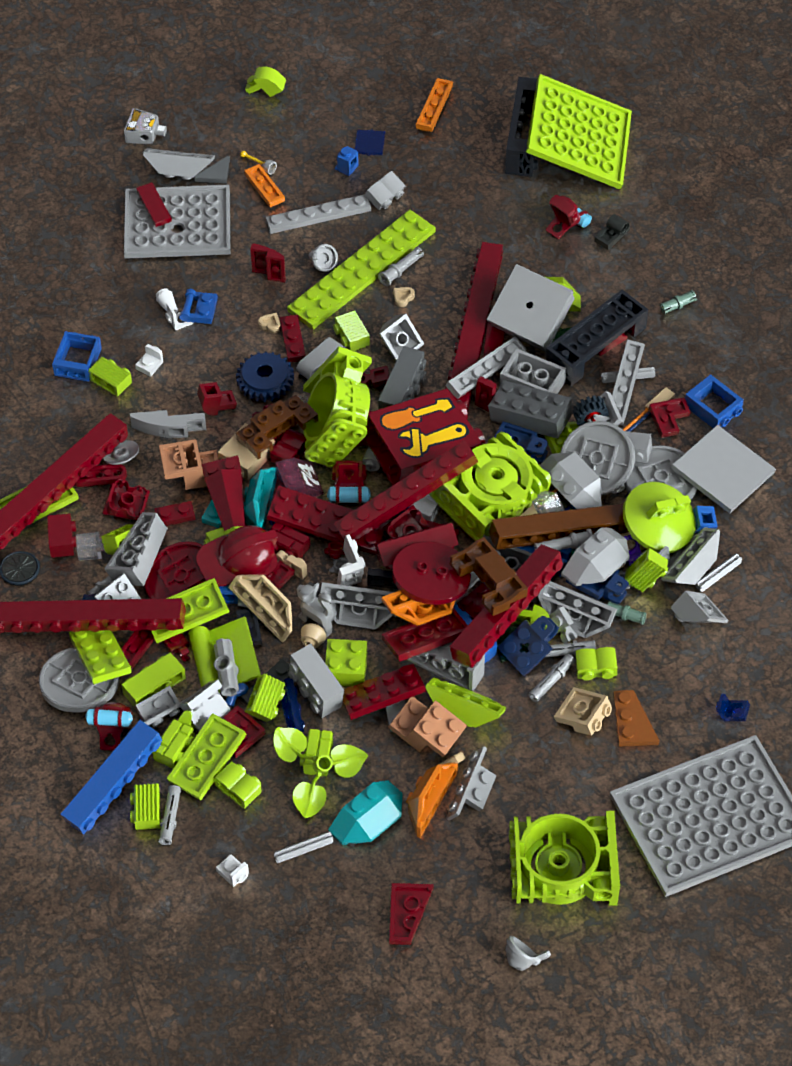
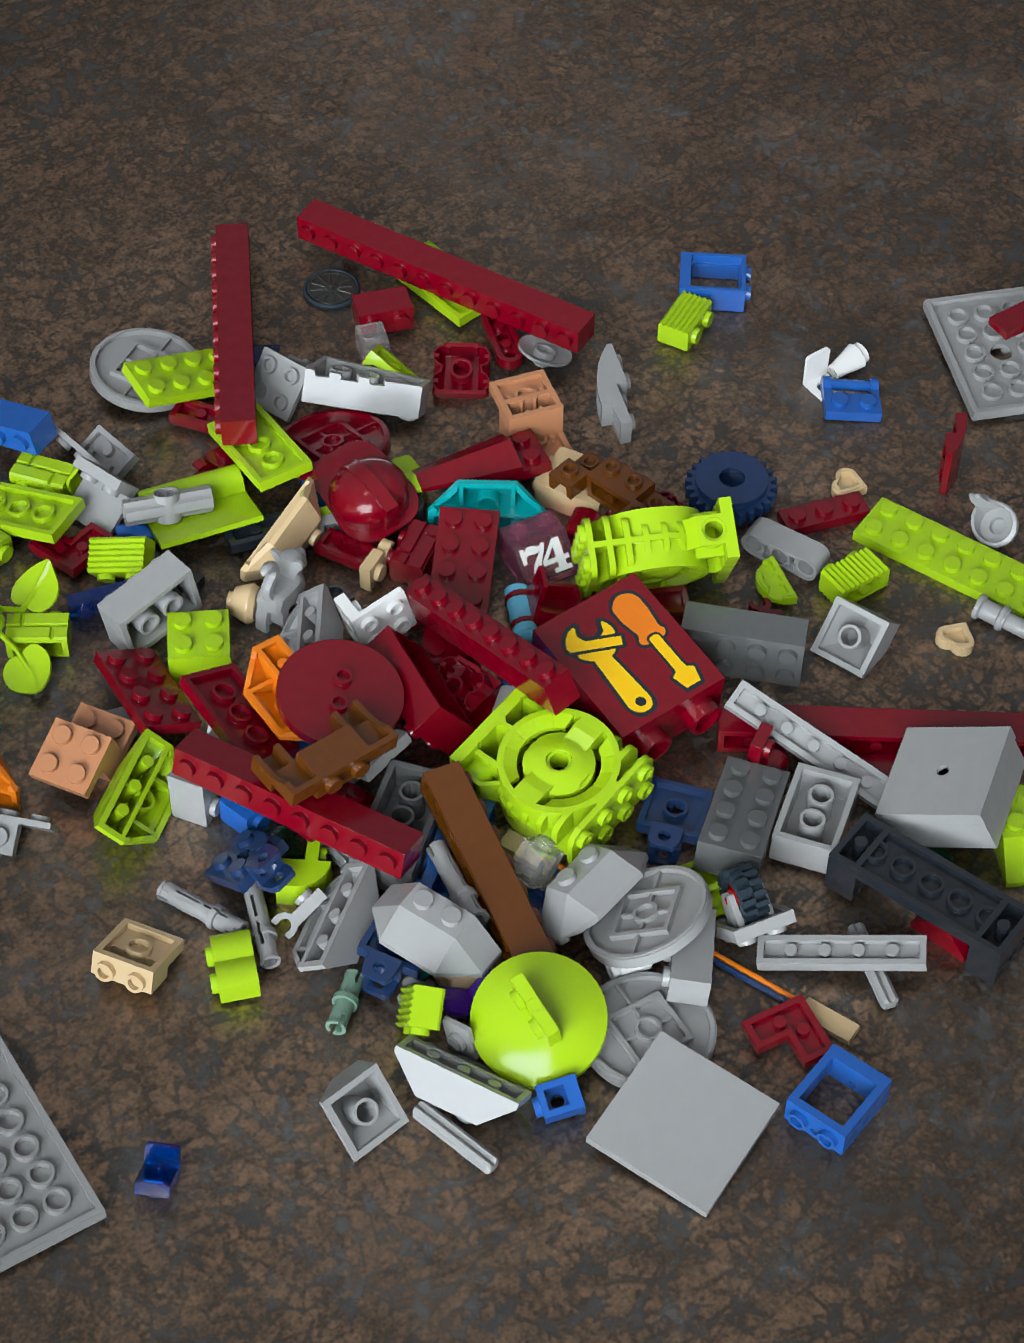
camera: 80 degrees right, 5 degrees down
(110, 718) = (70, 402): piece -> none
(150, 360) = (729, 362): white bracket -> none
(153, 678) = (152, 443): lime brick -> none
(176, 513) = (451, 428): dark red plate -> none
(214, 400) = (662, 433): dark red brick -> none
(457, 758) = (33, 796): tan tile -> none
(632, 721) = (125, 1030): dark orange wing -> none

